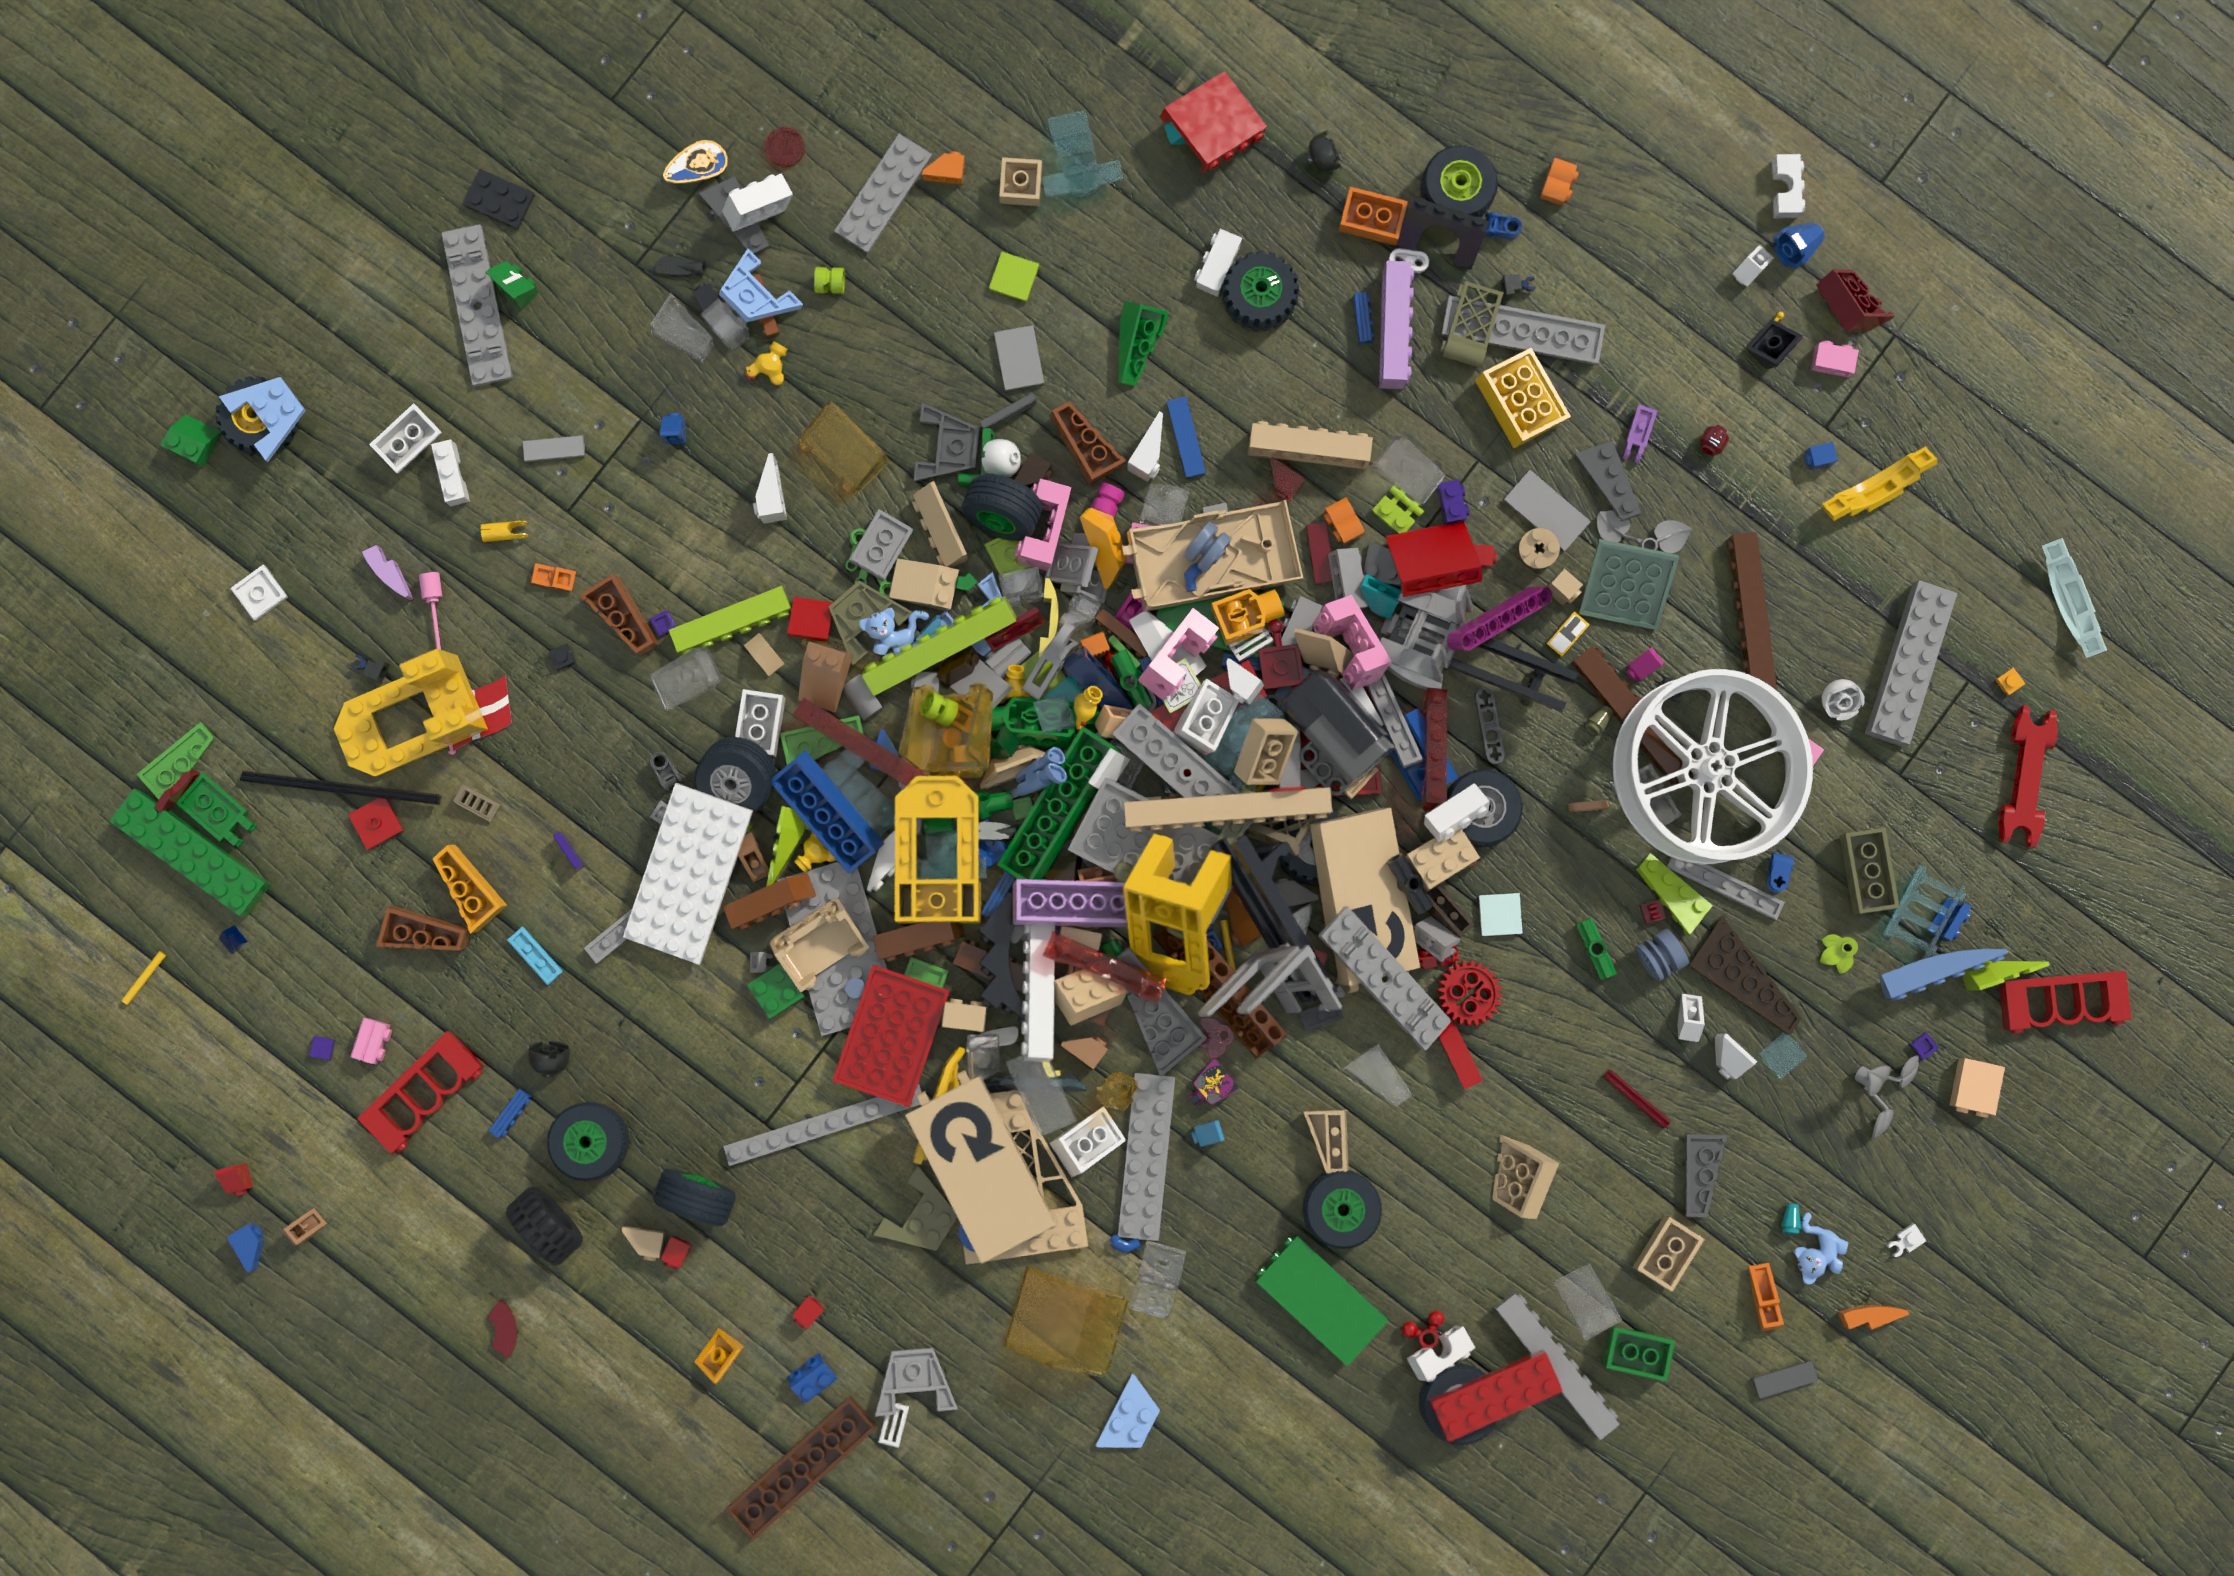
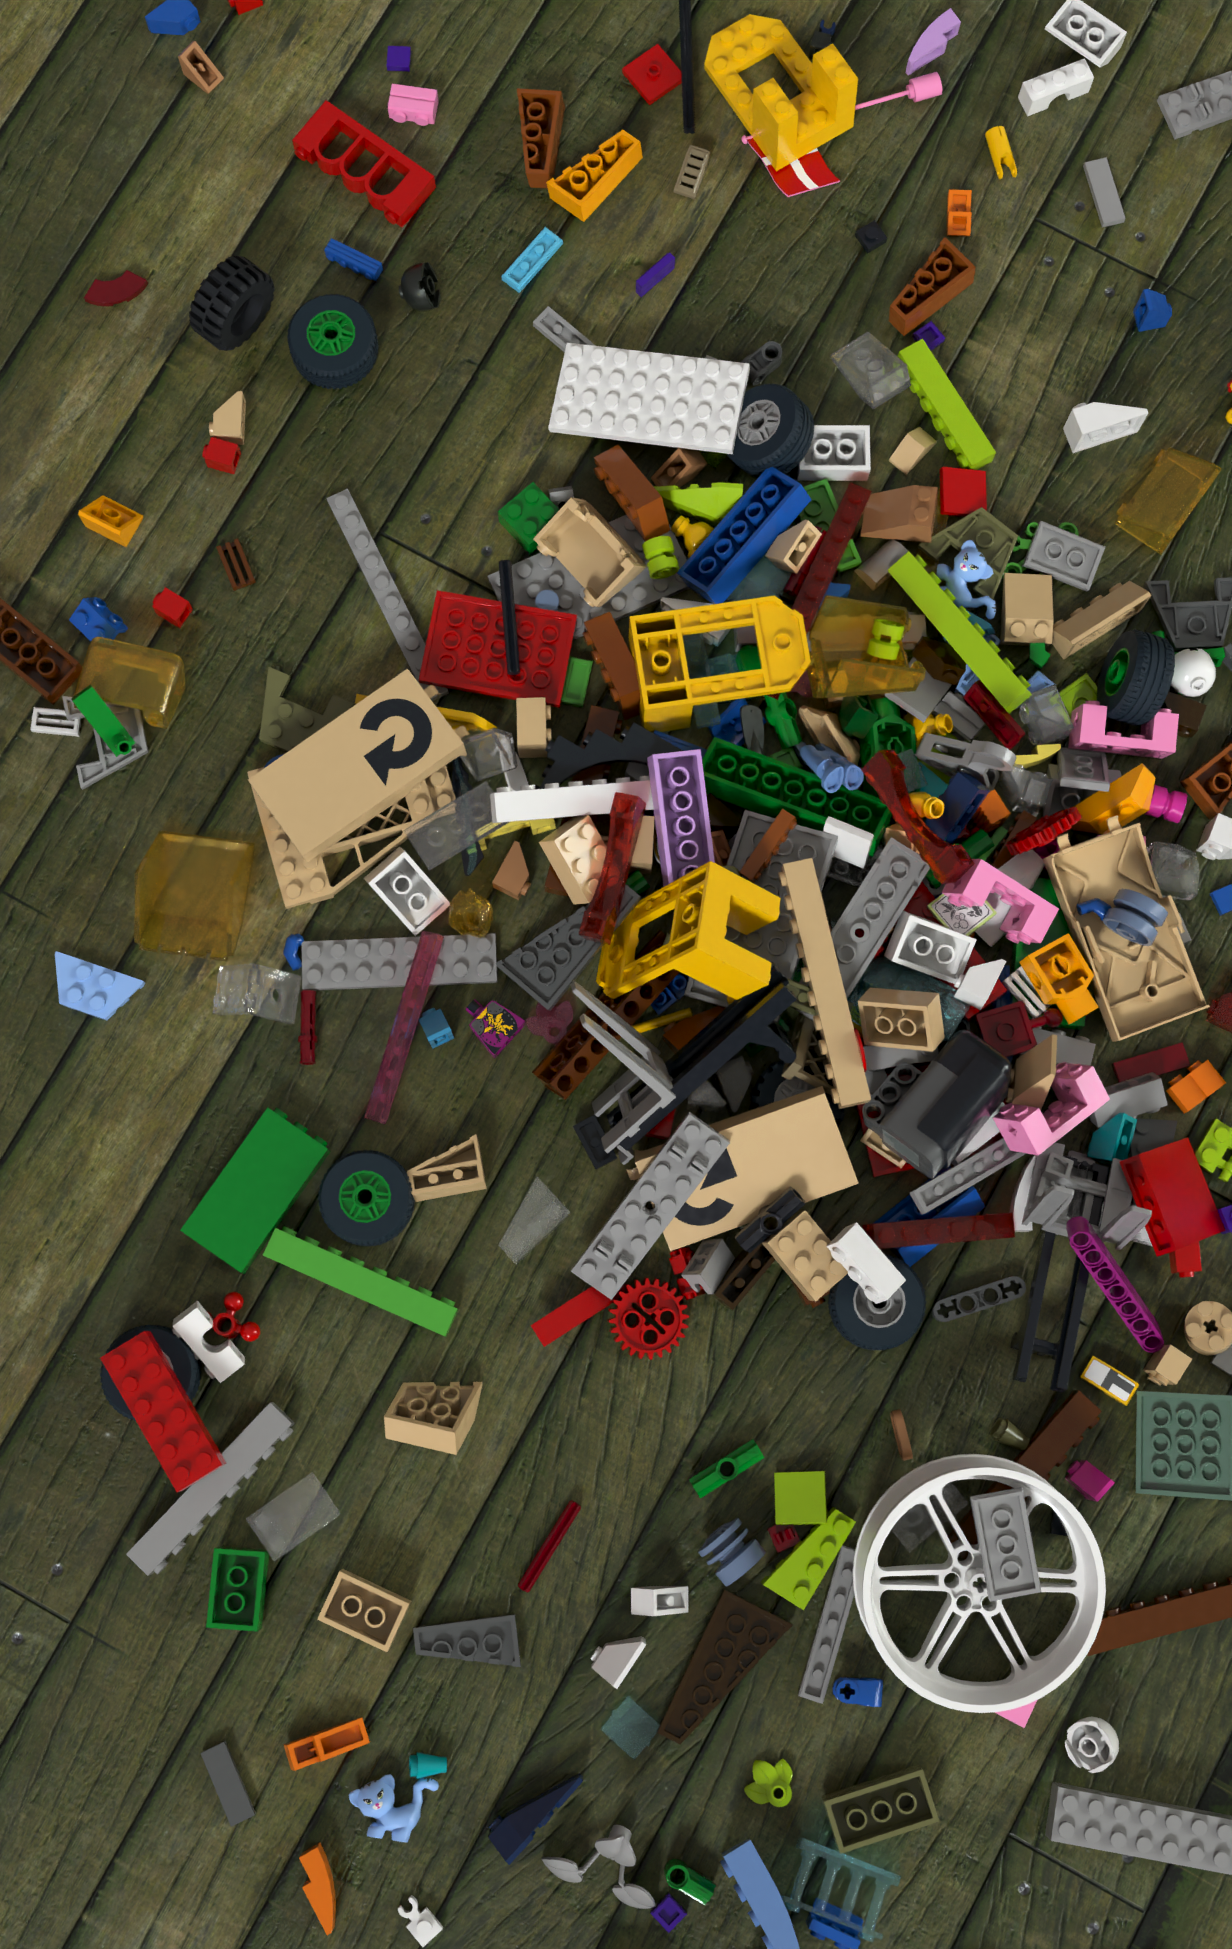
camera: 85 degrees right, 5 degrees down
(694, 1197) = (283, 457): black wheel -> none
(759, 1256) = (228, 547): none -> reddish brown tile
(832, 885) = (660, 556): none -> lime wheel
(845, 772) = (793, 546): none -> tan slope
(856, 764) = (796, 580): none -> dark red pin
(867, 1022) = (509, 617): none -> black axle
(873, 1354) = (134, 678): none -> clear yellow windscreen
(909, 1380) = (103, 721): none -> green piece
(1063, 728) = (886, 775): none -> clear red arch
(1103, 835) = (768, 846): none -> dark orange piece
(1122, 607) = (1043, 831): none -> red gear
(1193, 1240) = (307, 1035): none -> dark red pin
(1204, 1159) = (404, 1027): none -> clear pink tile
(1408, 1222) = (361, 1282): none -> bright green brick
(1410, 652) = (1055, 1172): none -> light grey slope
(1500, 914) = (750, 1344): light aqua tile -> none
(1626, 893) = (800, 1498): none -> lime tile
(1690, 741) = (1005, 1544): none -> light grey tile
(1847, 1154) = (517, 1827): none -> dark blue wedge
(1904, 1026) = (690, 1882): none -> green piece

